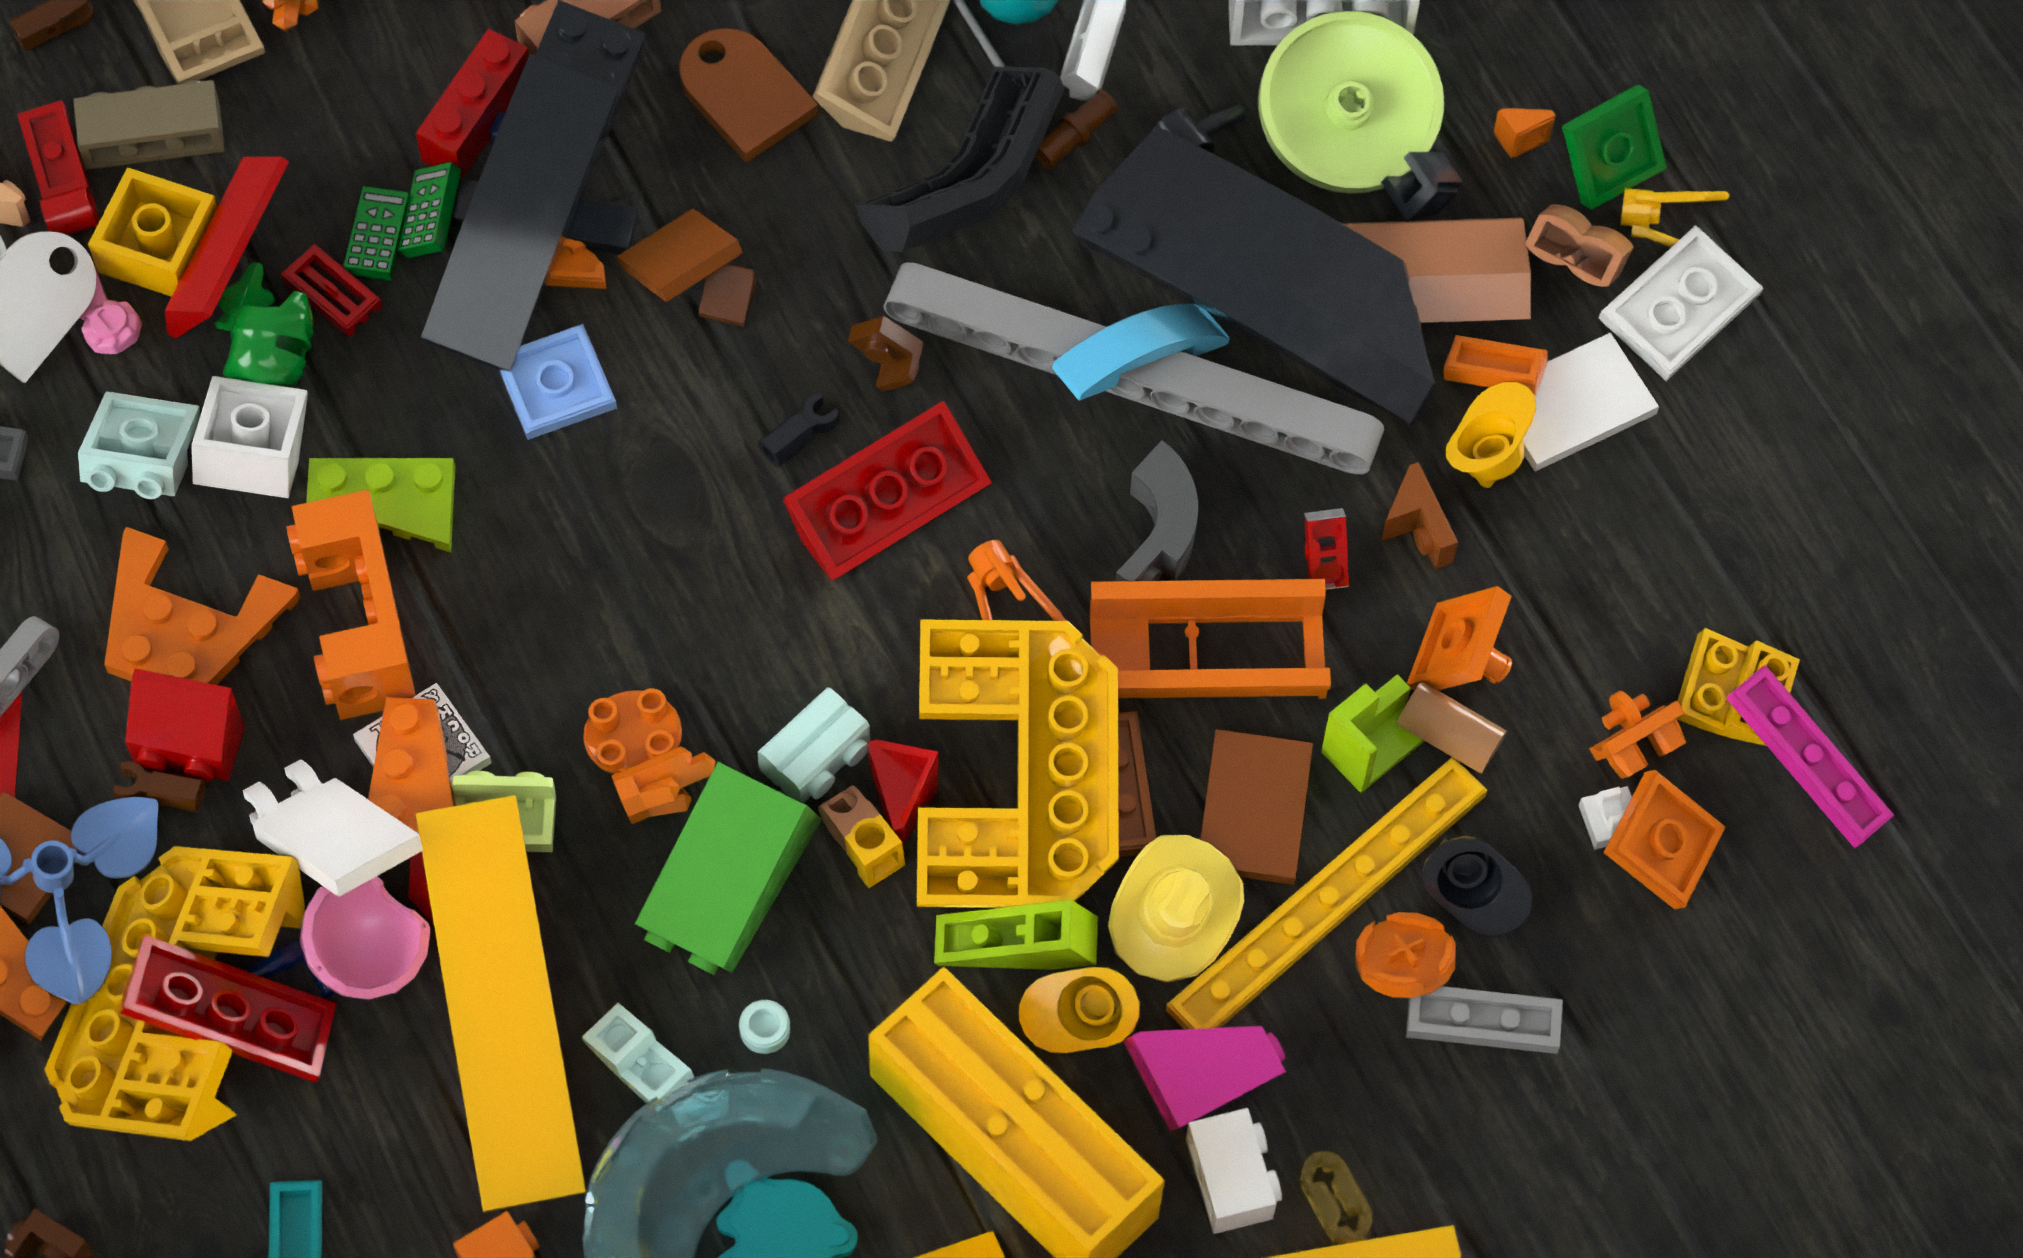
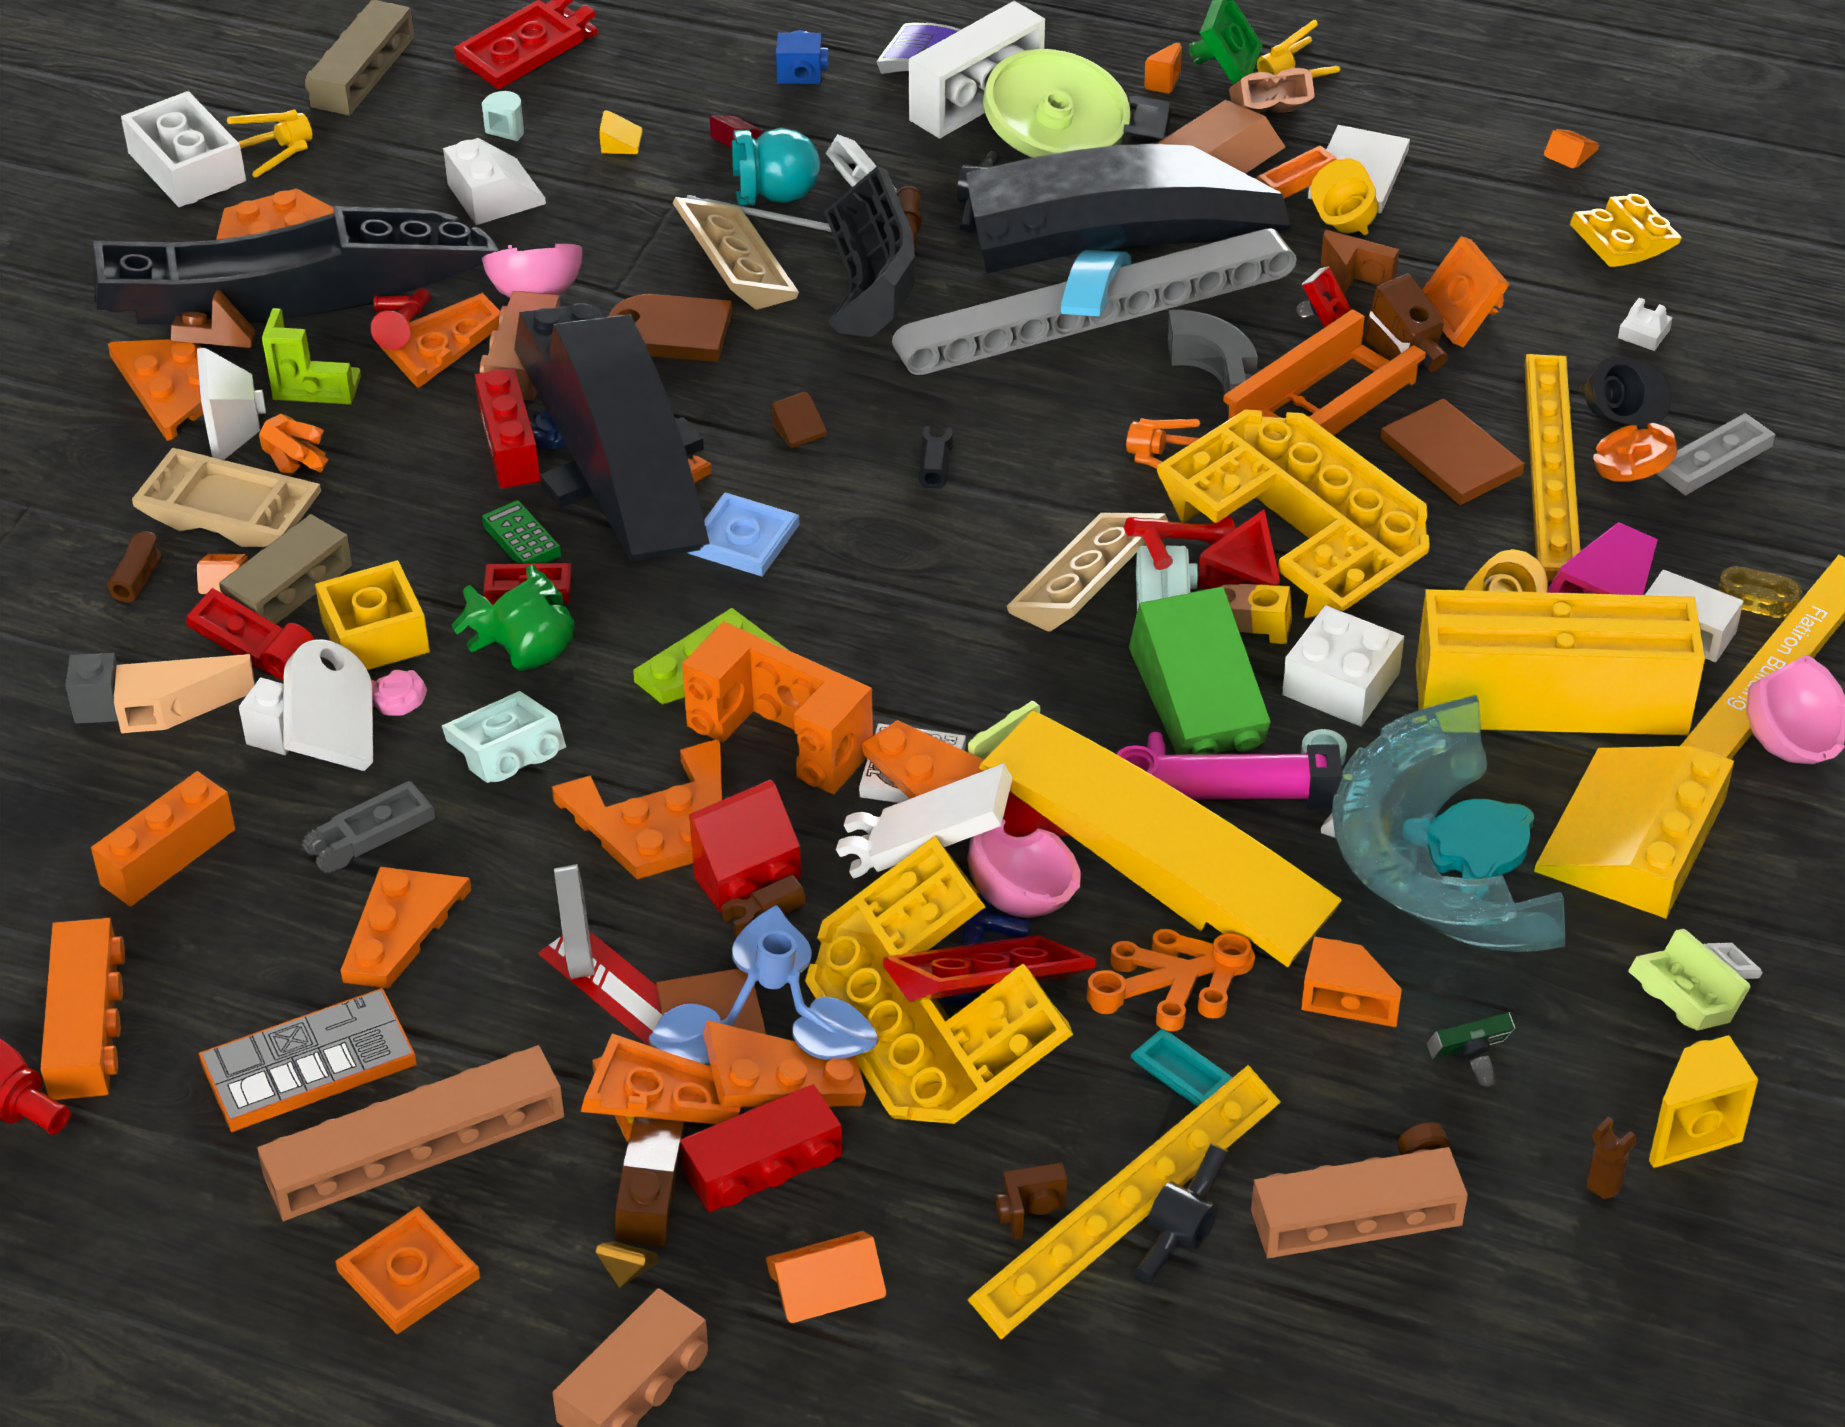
camera: 40 degrees left, 20 degrees down
(115, 72) = (215, 568): none -> slope
(223, 243) = (439, 585): red slope -> none
(249, 437) = (584, 678): white slope -> none
(385, 1142) = (1226, 957): none -> orange plant
(429, 210) = (545, 499): green tile -> none
(630, 729) = (1039, 662): orange dish -> none
(635, 1055) = (1276, 822): light aqua slope -> none
(641, 983) = (1244, 776): none -> dark pink piece
(658, 783) = (1095, 672): orange rock -> none
(680, 255) = (746, 414): dark orange tile -> none
(783, 662) = (1078, 571): none -> tan slope
(843, 681) = (1156, 529): none -> red piece
(864, 958) = (1343, 665): none -> white brick
(886, 491) = (1032, 448): red slope -> none
(892, 347) = (943, 378): reddish brown bracket -> none
(1018, 937) = (1401, 600): lime slope -> none
(1175, 908) = (1485, 516): light yellow hat -> none
(1361, 628) = (1405, 318): none -> reddish brown torso
(1364, 733) = (1474, 369): lime panel -> none
(1451, 727) = (1509, 337): medium nougat brick -> none
(1658, 726) = (1609, 277): orange hips -> none
(1664, 839) = (1692, 308): orange tile -> none
(1680, 303) = (1355, 92): white tile -> none
(1809, 756) = (1709, 226): dark pink tile -> none
(1815, 541) = (1569, 148): none -> orange slope

